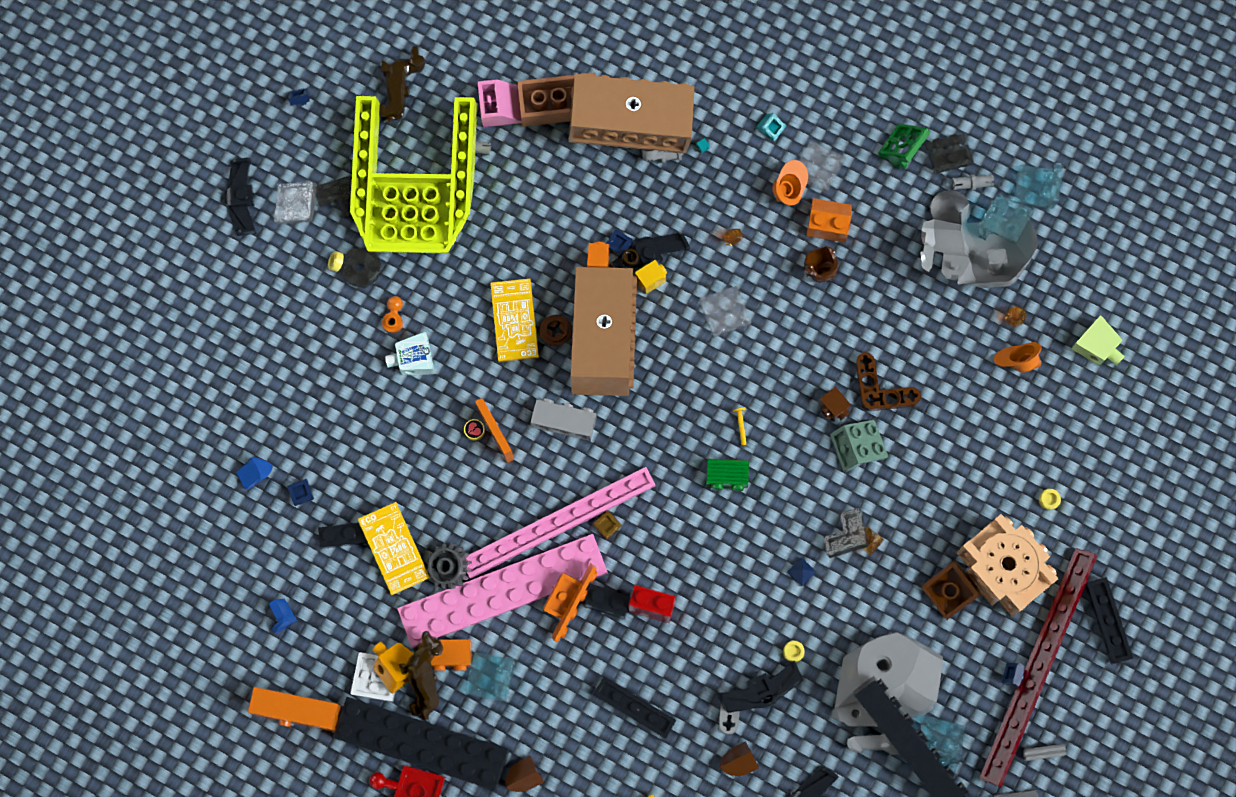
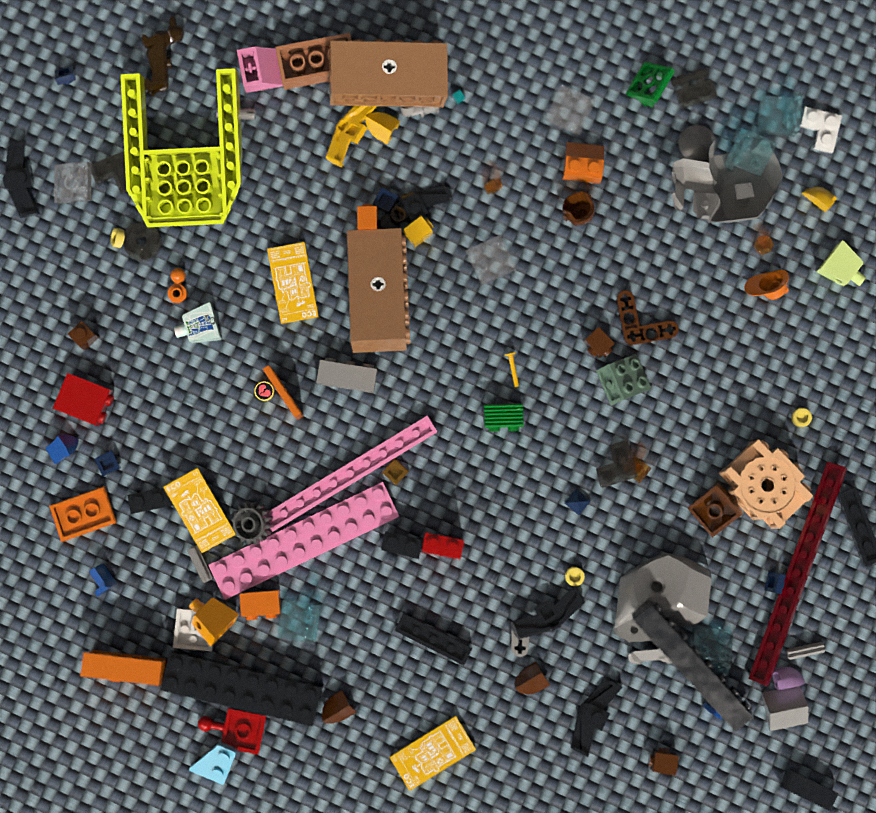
camera: 10 degrees left, 10 degrees up
(268, 544) = (83, 514): none -> orange tile
(282, 424) = (83, 400): none -> red brick
(289, 357) = (83, 335): none -> reddish brown brick
(388, 607) = (200, 564): none -> light grey axle
(421, 676) = (237, 629): dark brown animal -> none
(551, 323) = (328, 282): reddish brown gear -> none
(565, 598) = (363, 544): orange bracket -> none
(585, 170) = (347, 130): none -> yellow plate
(620, 168) = (381, 125): none -> yellow brick
(771, 126) = (522, 72): teal slope -> none
(790, 183) = (545, 130): orange piece -> none
(973, 182) = (717, 115): light grey pin -> none
(1022, 780) = (787, 678): none -> lavender brick
(1078, 272) = (820, 197): none -> yellow brick
(1086, 198) = (826, 124): none -> white plate

